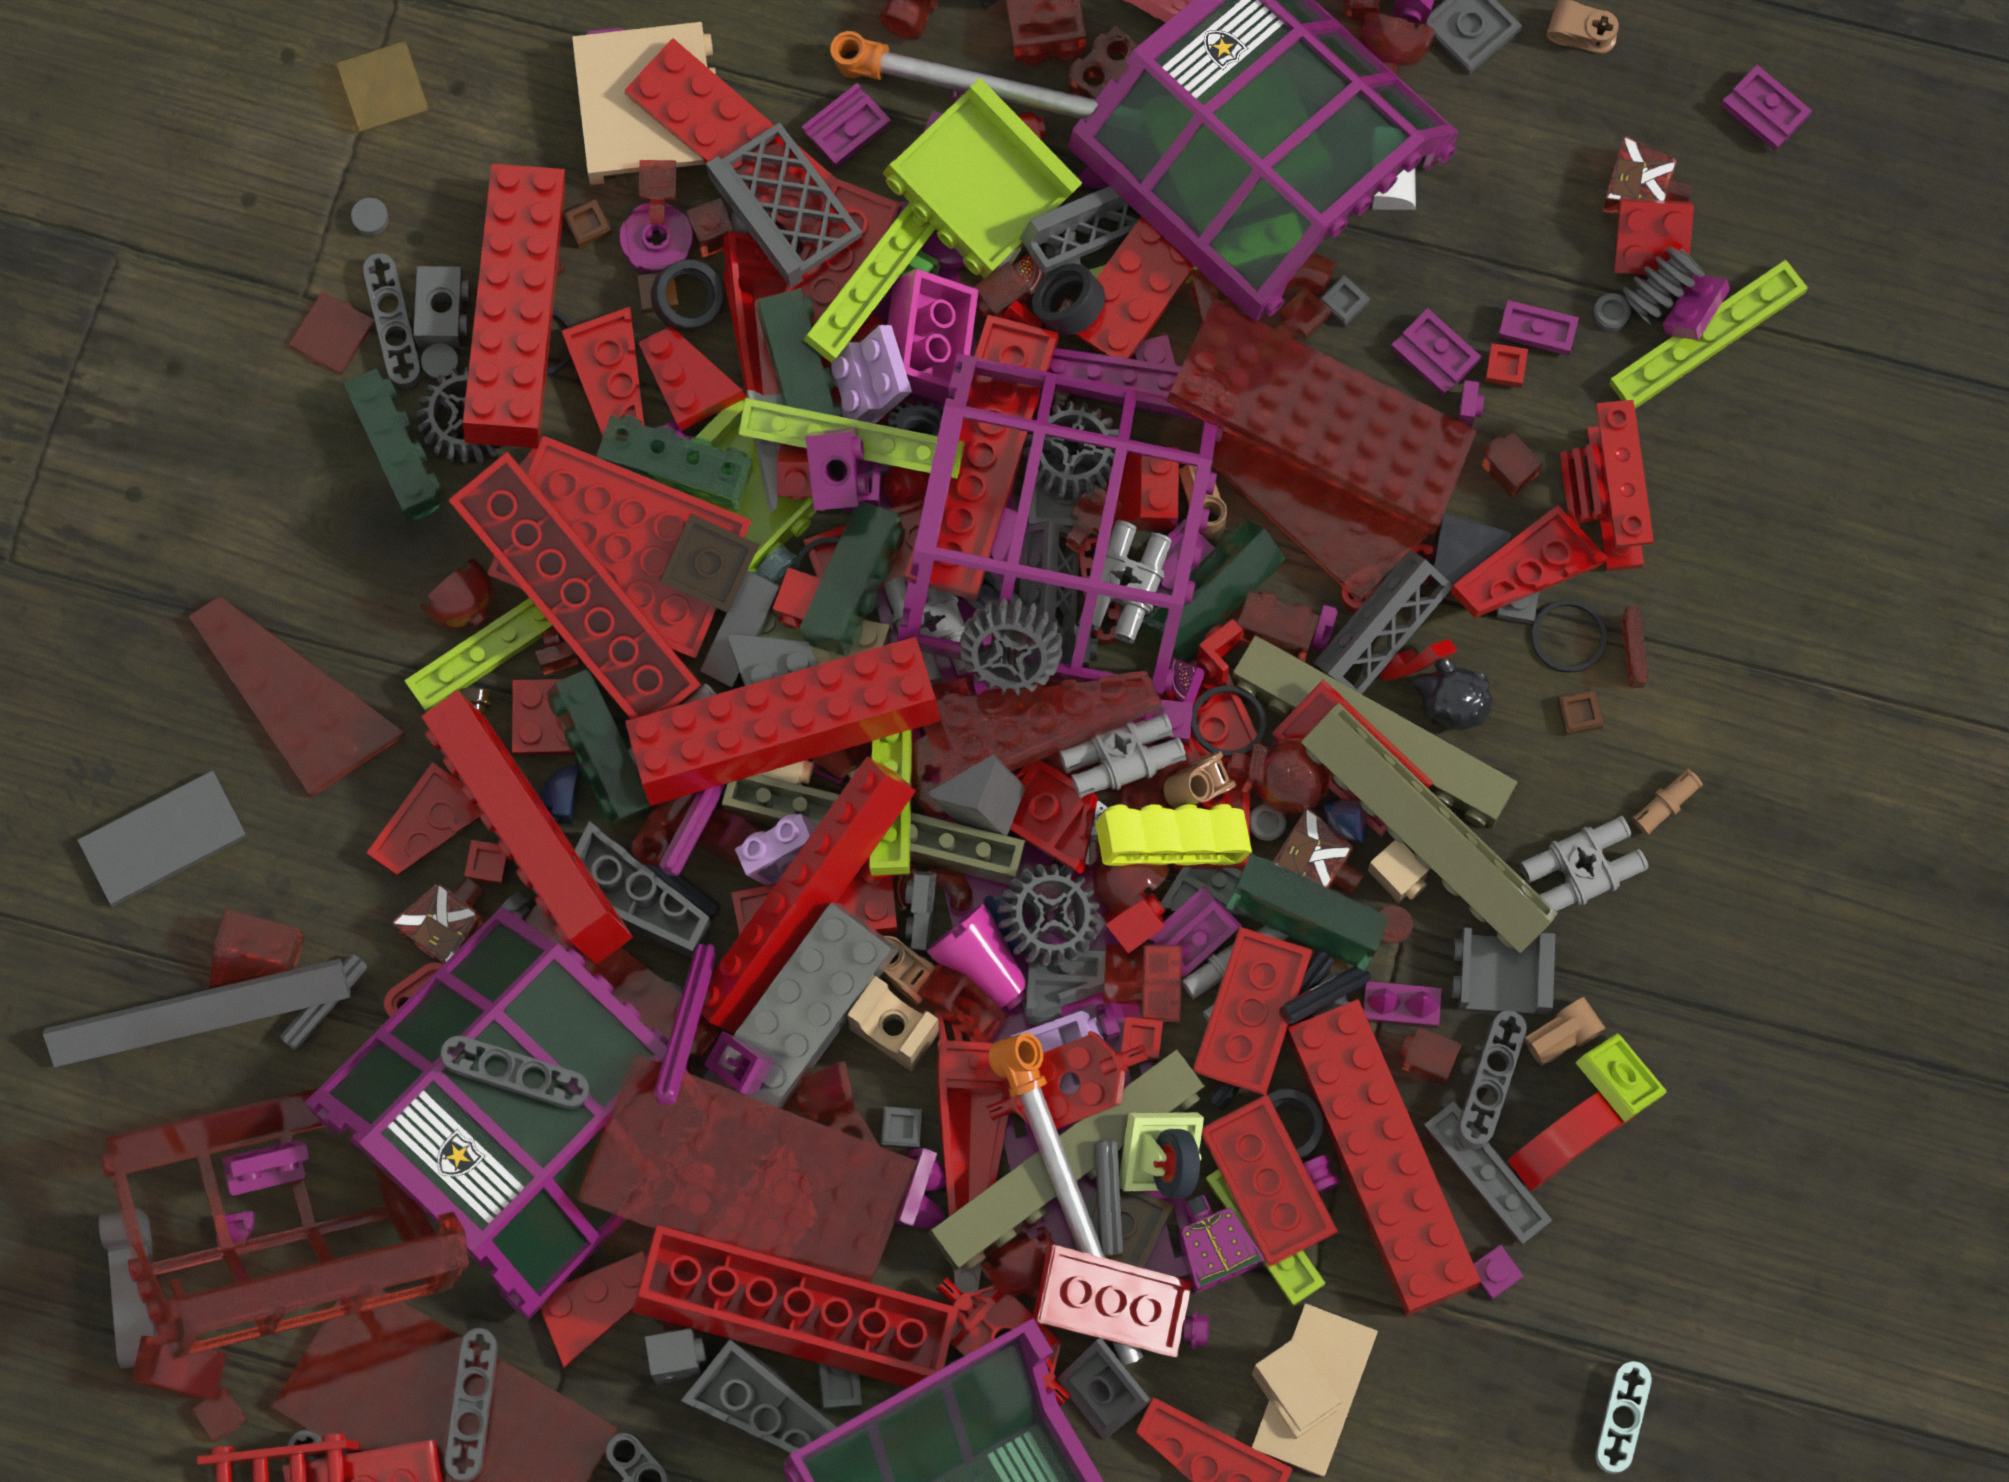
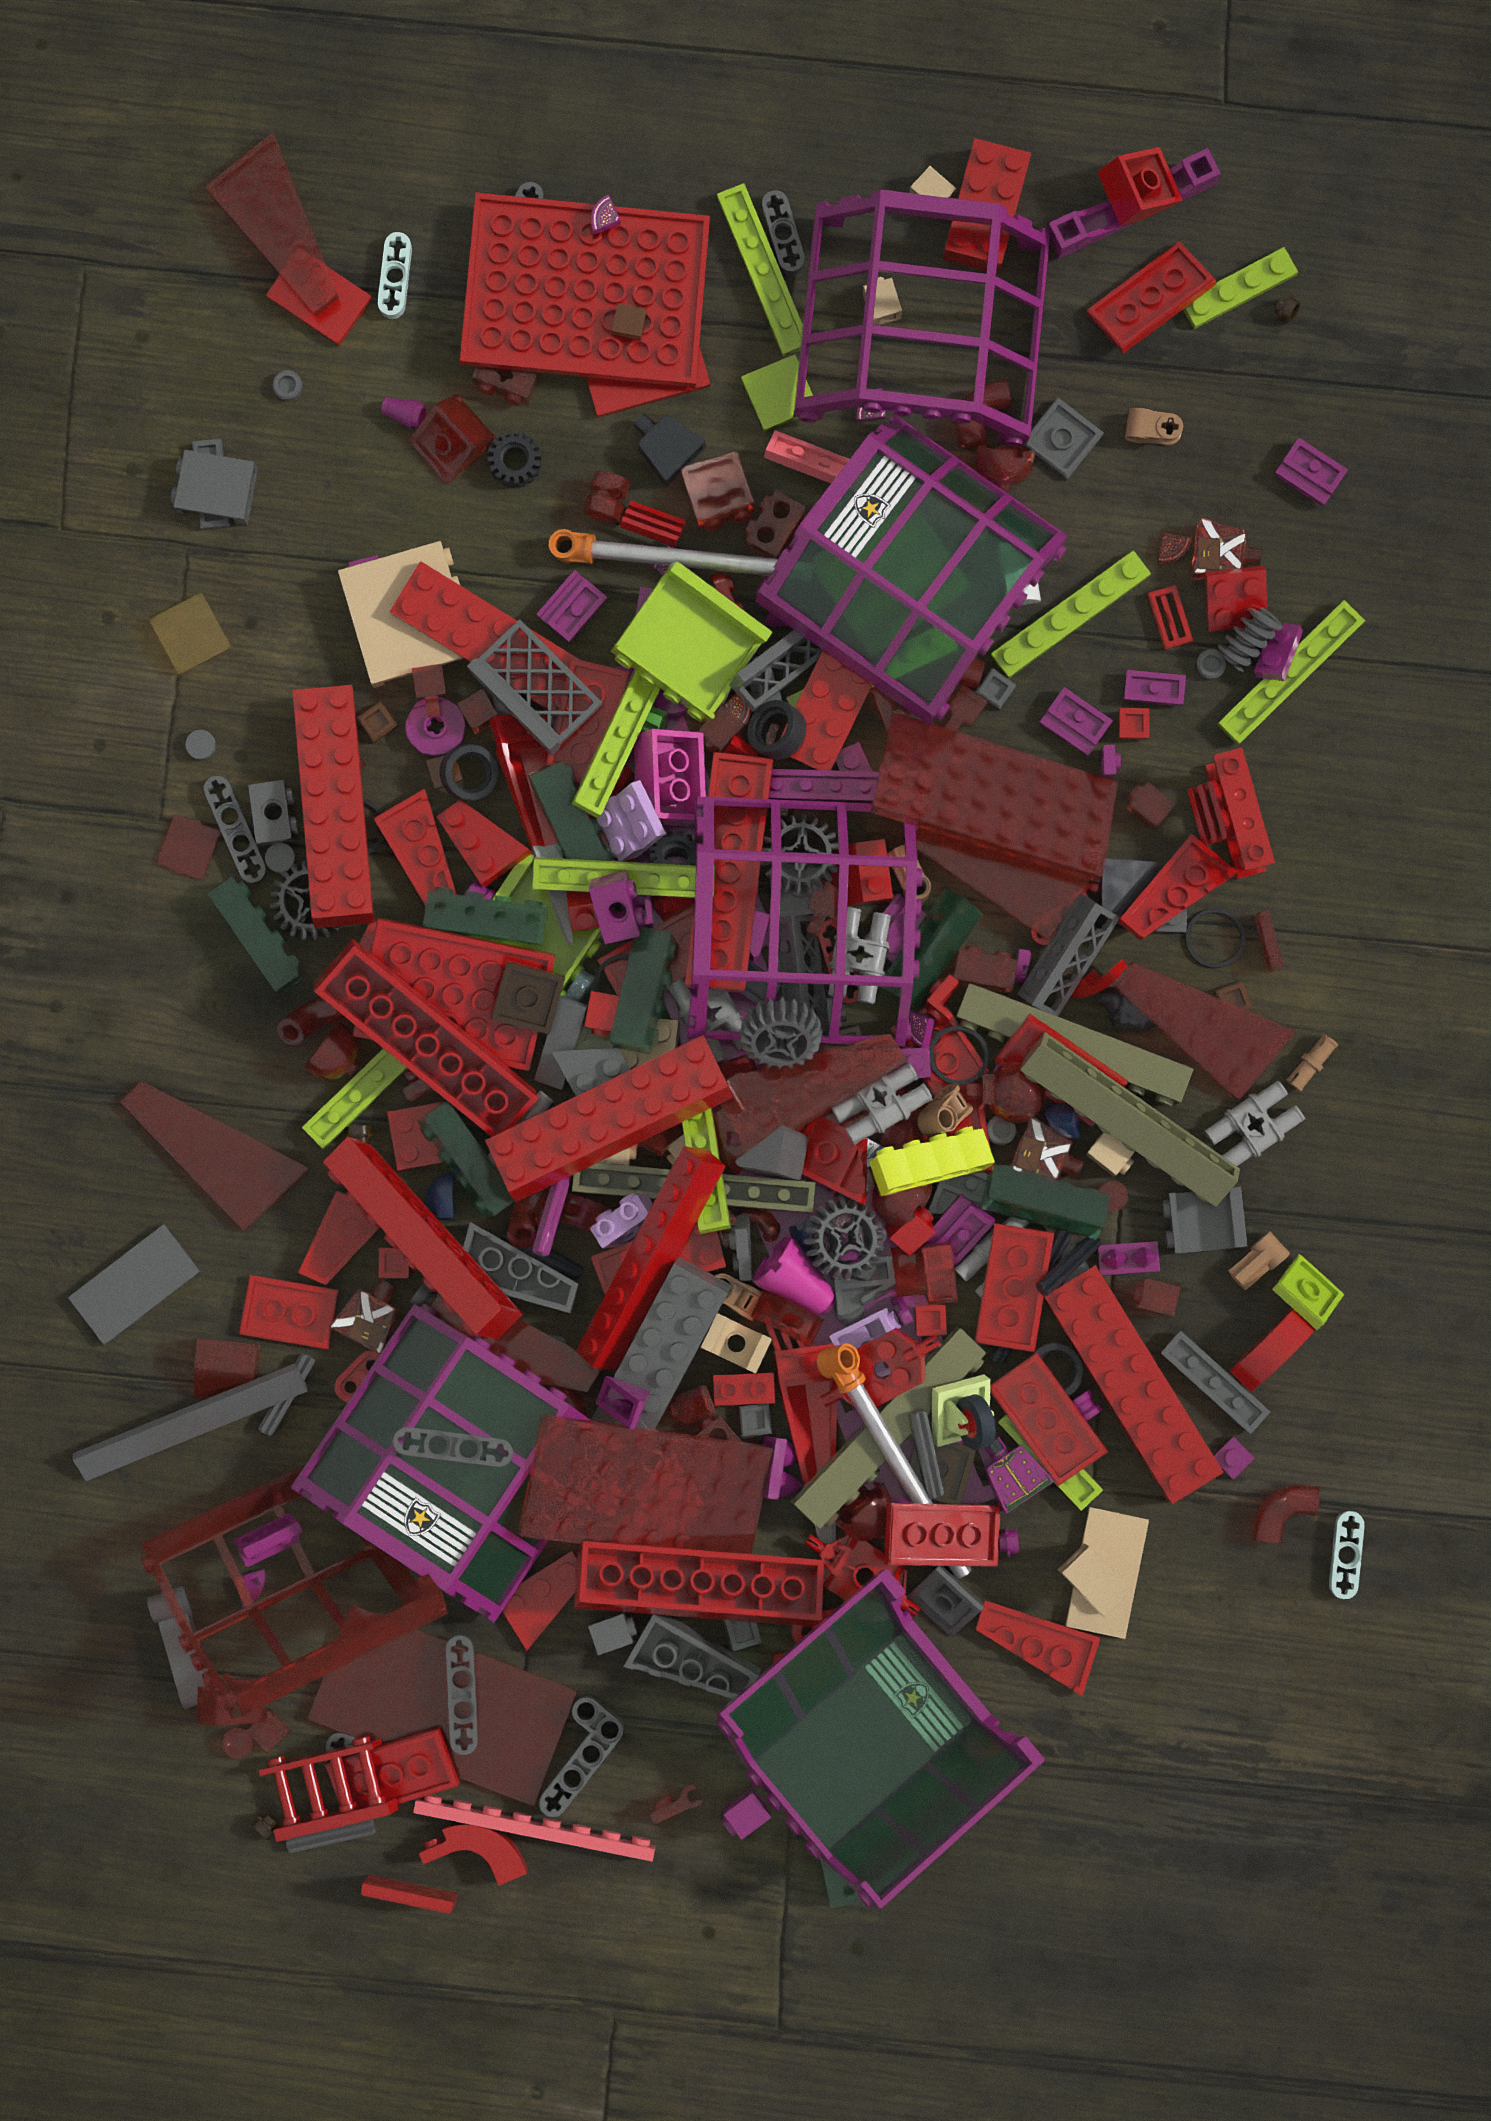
camera: 10 degrees left, 10 degrees up
(178, 1423) = (237, 1743): none -> clear red plate
(345, 902) = (289, 1312): none -> red tile
(441, 552) = (307, 1019): none -> clear red cylinder
(685, 1025) = (577, 1381): magenta axle -> none
(893, 1084) = (744, 1389): none -> red brick
(960, 45) = (654, 521): none -> red tile
(1449, 228) = (1070, 614): none -> lime plate
(1487, 1078) = (1204, 1308): dark grey beam -> none
(1546, 1342) = (1280, 1507): none -> clear red cylinder
(1553, 746) = (1216, 1034): none -> clear red wing
(1573, 279) = (1176, 642): none -> red tile
(1586, 170) = (1173, 547): none -> clear red tile

